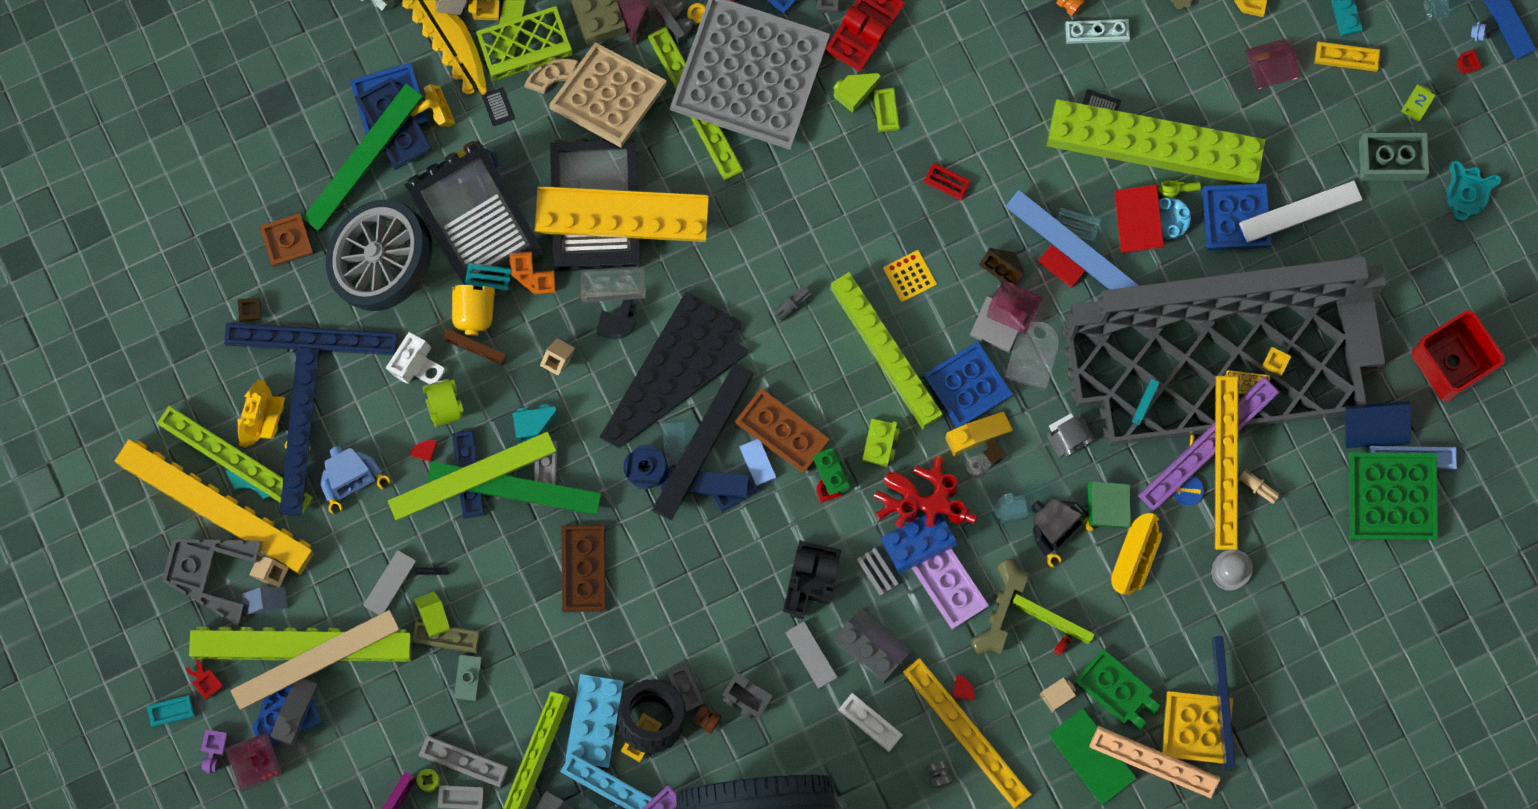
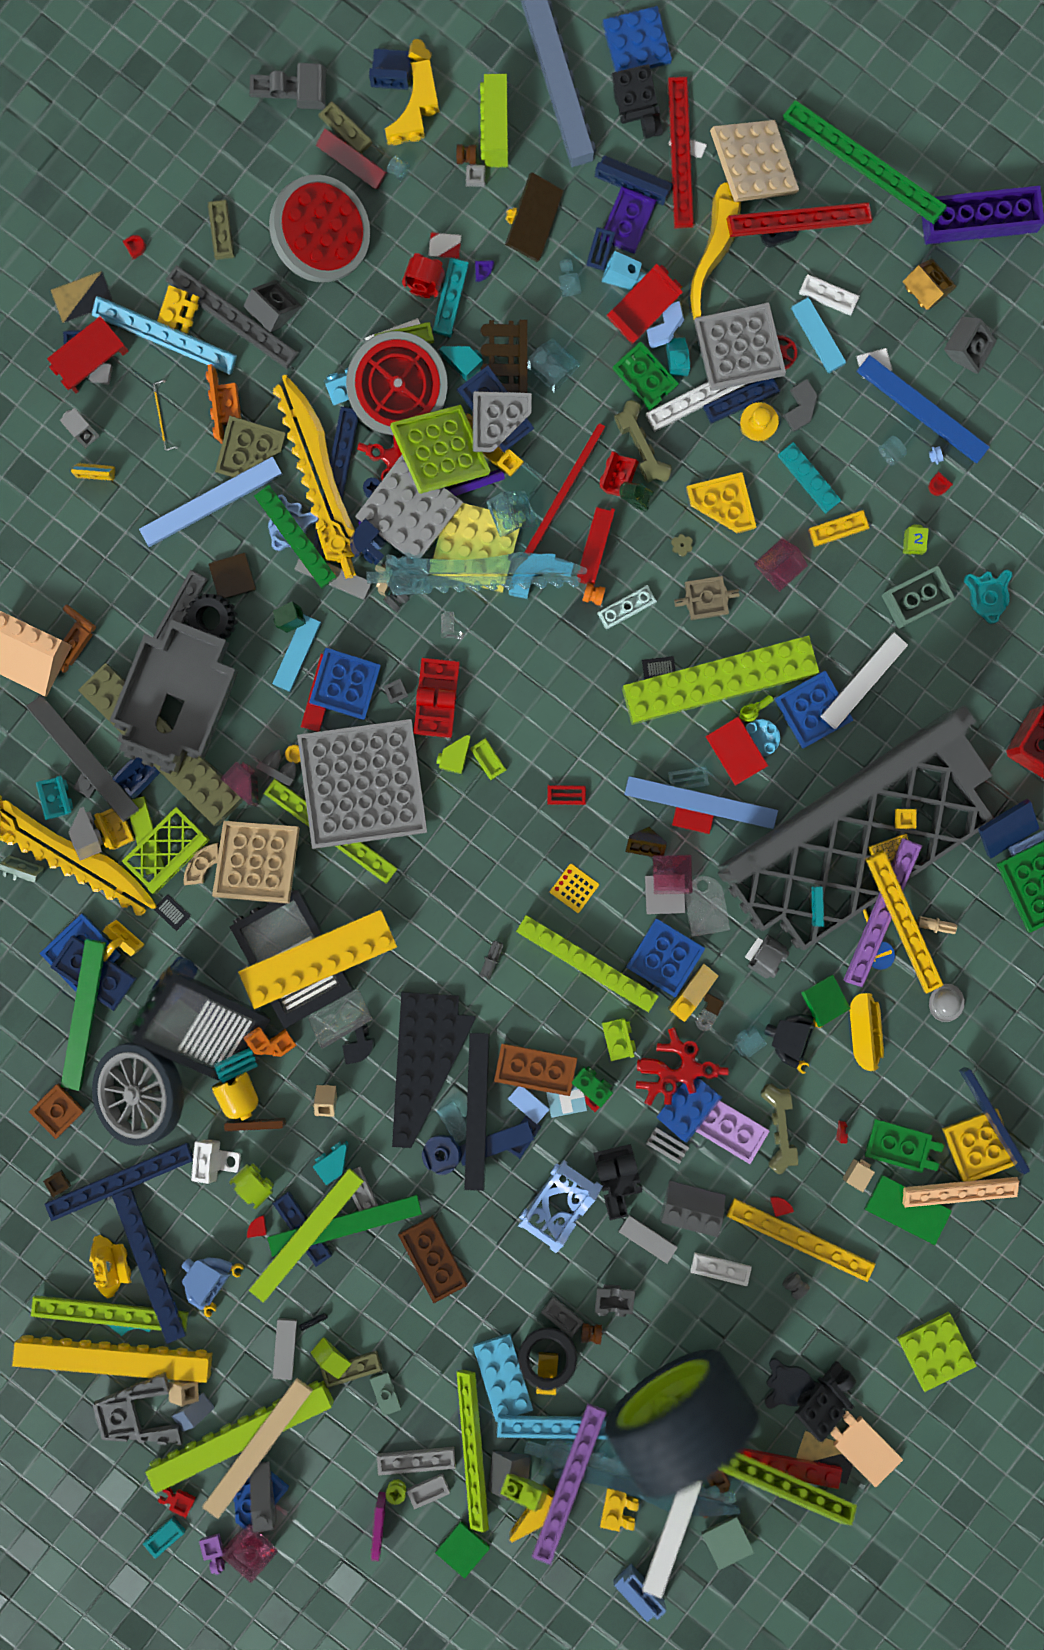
camera: 20 degrees left, 10 degrees up
(770, 577) = (560, 1231): none -> light blue fence
(795, 482) = (565, 1105): none -> medium azure sticker
(1052, 619) = (825, 1116): lime tile -> none
(1181, 59) = (706, 598): none -> dark tan plate

